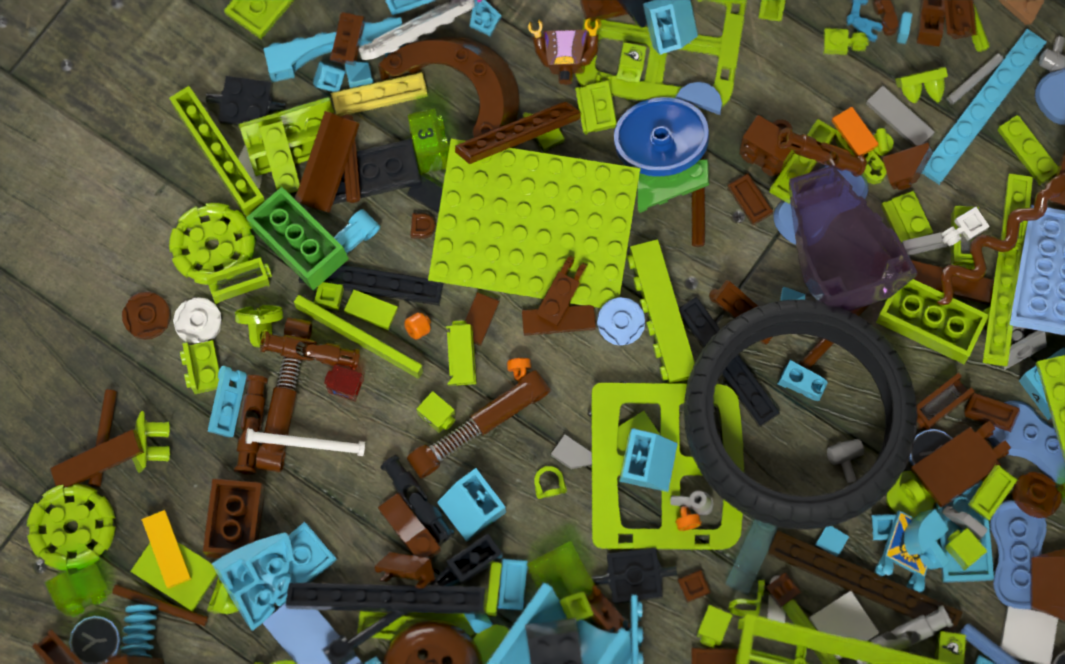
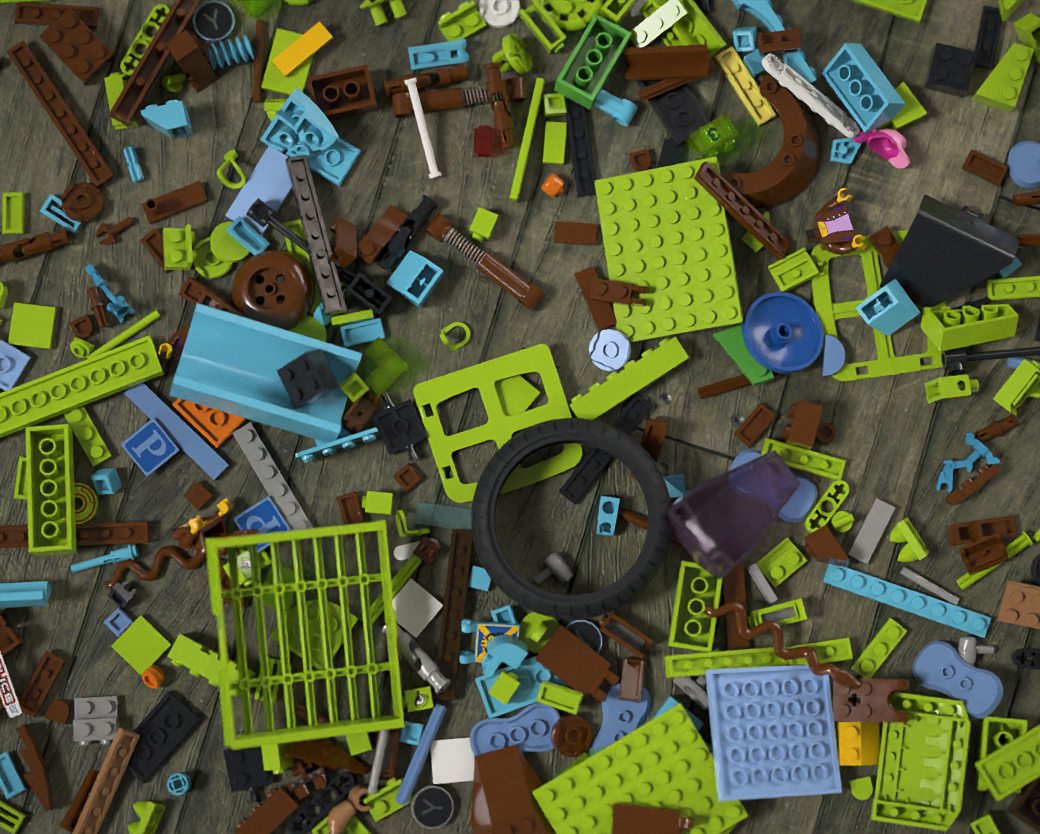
camera: 70 degrees right, 10 degrees up
(461, 354) = (538, 228): lime window -> none
(519, 364) = (543, 279): orange tile -> none
(572, 453) = (485, 345): light grey tile -> none
(631, 62) = (842, 286): lime brick -> none
(648, 460) = (494, 408): medium azure slope -> none
(687, 521) = (455, 456): orange tile -> none
(700, 502) = (473, 459): light grey piece -> none
(811, 148) = (808, 468): reddish brown piece -> none
(837, 41) = (924, 457): lime plate -> none
(855, 132) = (842, 495): orange tile -> none
(904, 27) = (955, 510): medium azure tile -> none
(965, 521) = (527, 681): light grey tile -> none
(968, 224) = (786, 614): white plate -> none

